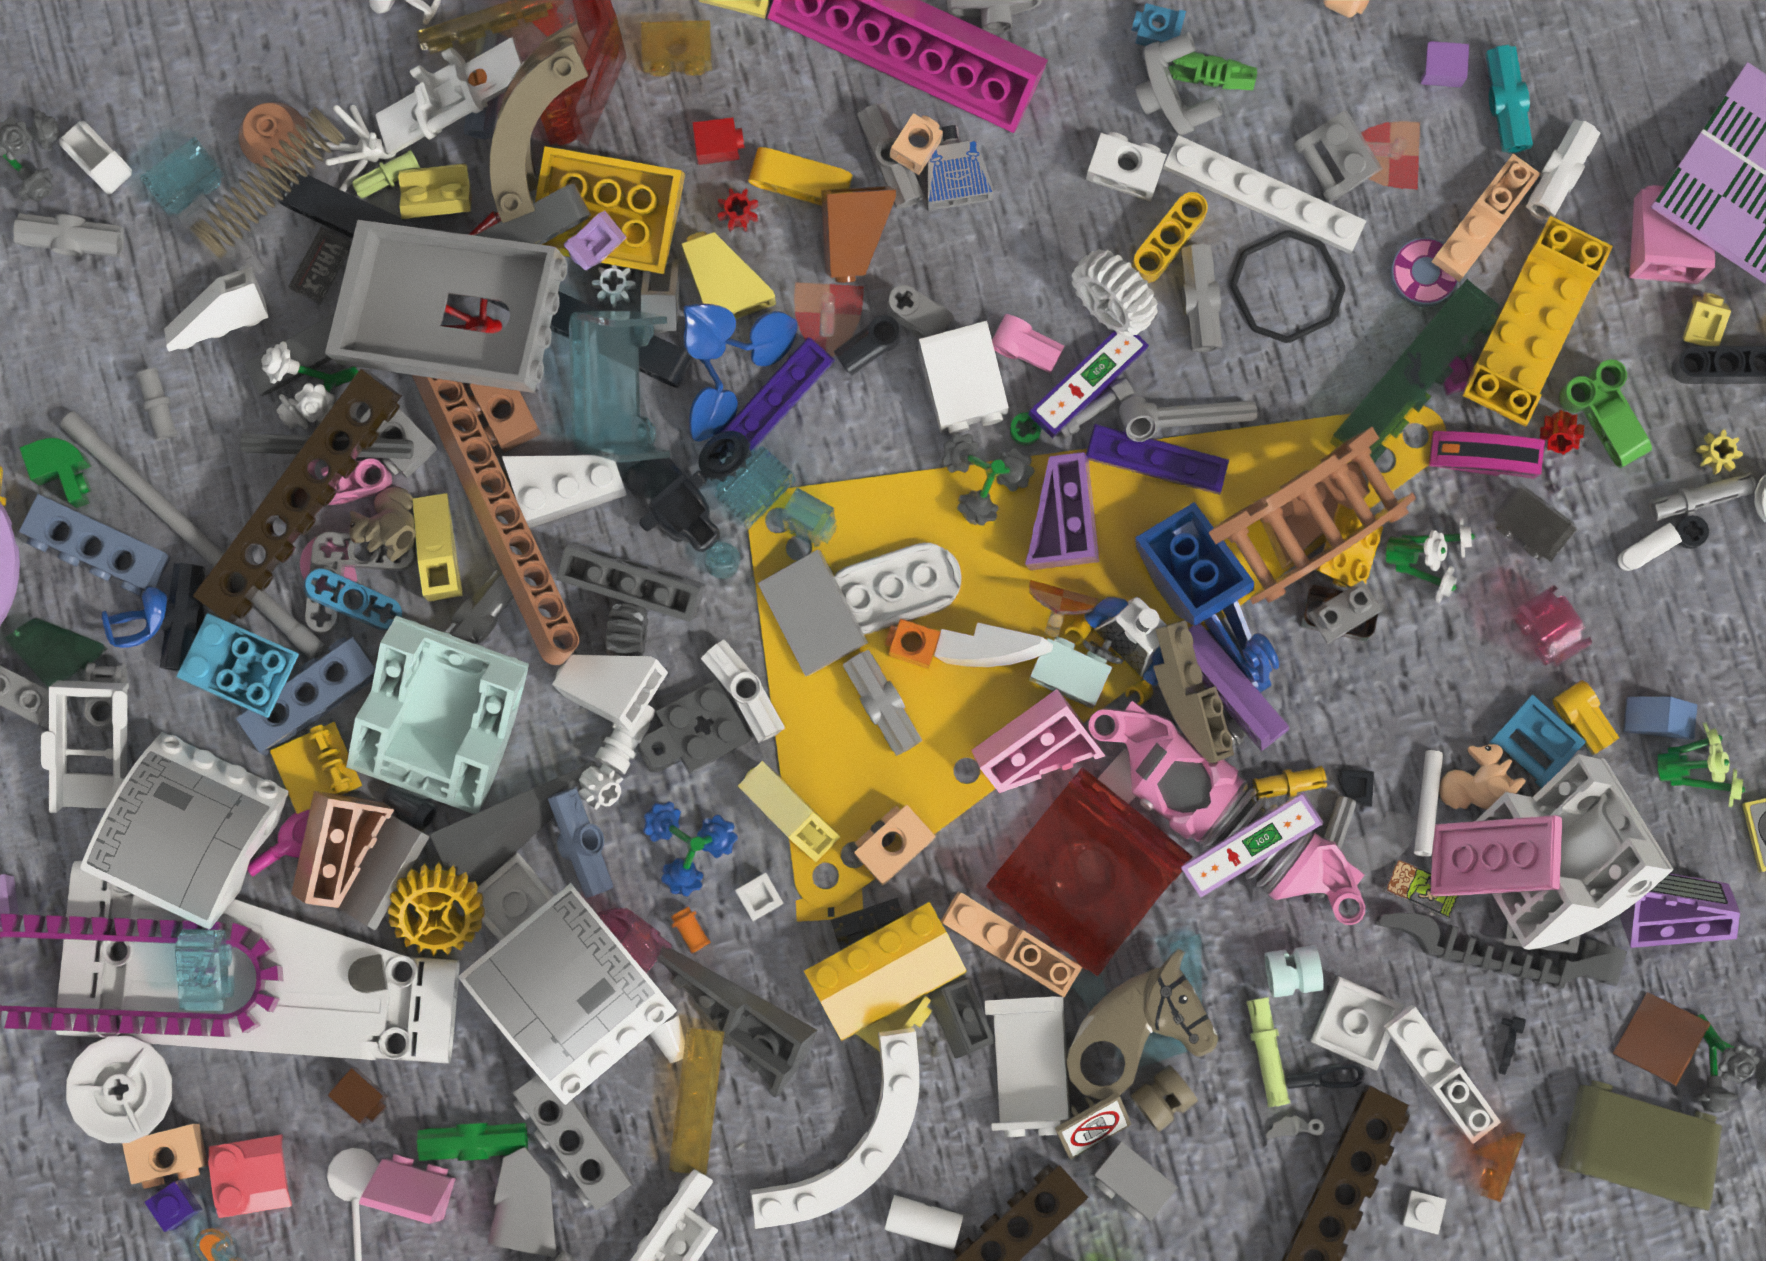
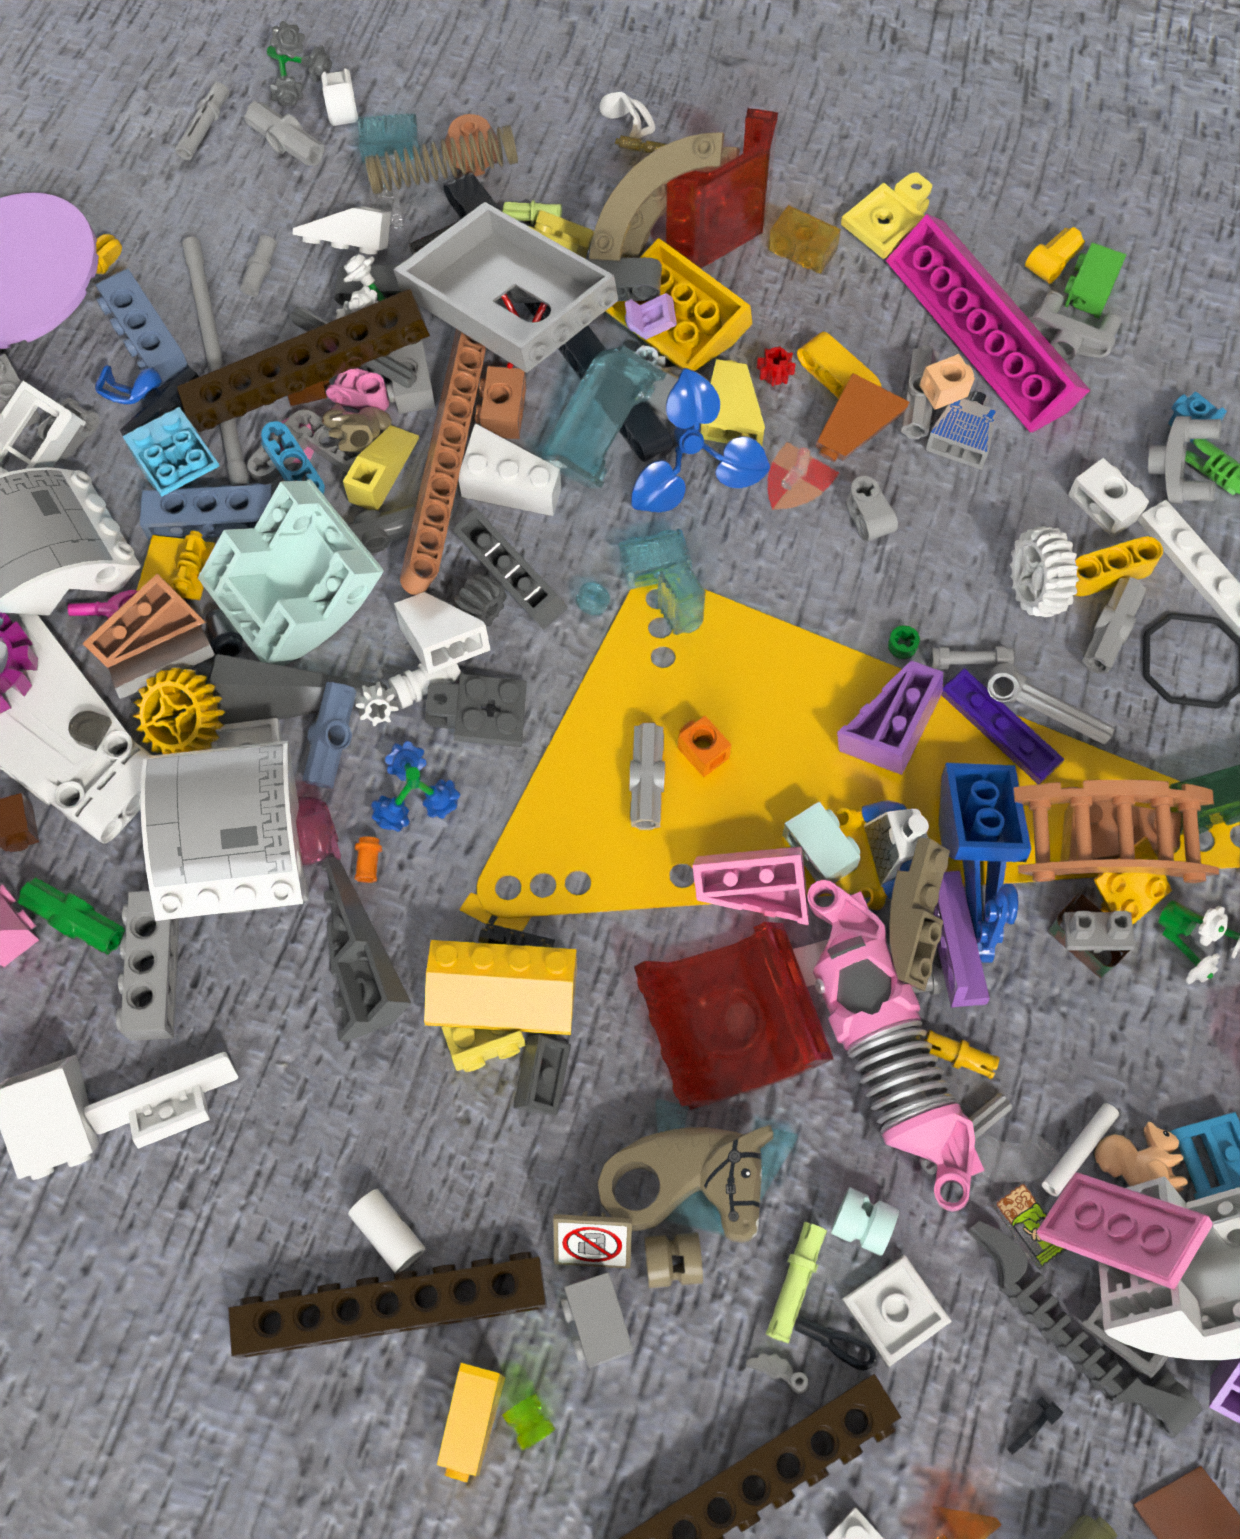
camera: 35 degrees right, 15 degrees down
(52, 650) = (57, 377): clear green slope -> none
(56, 459) = (160, 264): green brick -> none
(368, 147) = (533, 186): white plant -> none
(448, 95) = (592, 175): white piece -> none
(523, 1207) = (68, 994): light grey panel -> none
(670, 1038) = (288, 930): white cone -> none
(673, 501) = (584, 532): black piece -> none
(696, 1100) = (271, 998): clear yellow tile -> none
(717, 140) = (791, 313): red brick -> none
(717, 449) = (646, 520): black gear -> none
(731, 672) = (541, 718): white piece -> none
(759, 897) = (441, 867): white plate -> none
(781, 392) = (717, 509): dark purple tile -> none
(788, 811) = (511, 814): light yellow slope -> none
(812, 613) = (637, 675): light grey tile -> none
(865, 347) = (815, 511): black piece -> none
(868, 1158) = (381, 1142): white plate -> none
(885, 864) = (597, 902): light nougat brick -> none
(900, 585) = (732, 699): white tile -> none
(963, 378) = (877, 568): white slope -> none
(989, 647) = (766, 780): white slope -> none
(1010, 470) = (838, 628): dark grey plant -> none
(1011, 944) = (624, 1037): light nougat slope -> none
(1018, 340) = (941, 573): bright pink piece -> none
(1030, 1064) = (574, 1149): white panel -> none
(1060, 603) = (840, 791): shield -> none
(1086, 382) = (978, 631): tile -> none
(1103, 651) = (861, 844): dark grey plant -> none
(1252, 844) = (895, 1070): tile -> none
(1357, 785) = (1022, 1095): black tile -> none
(1441, 1074) = (950, 1412): white slope -> none

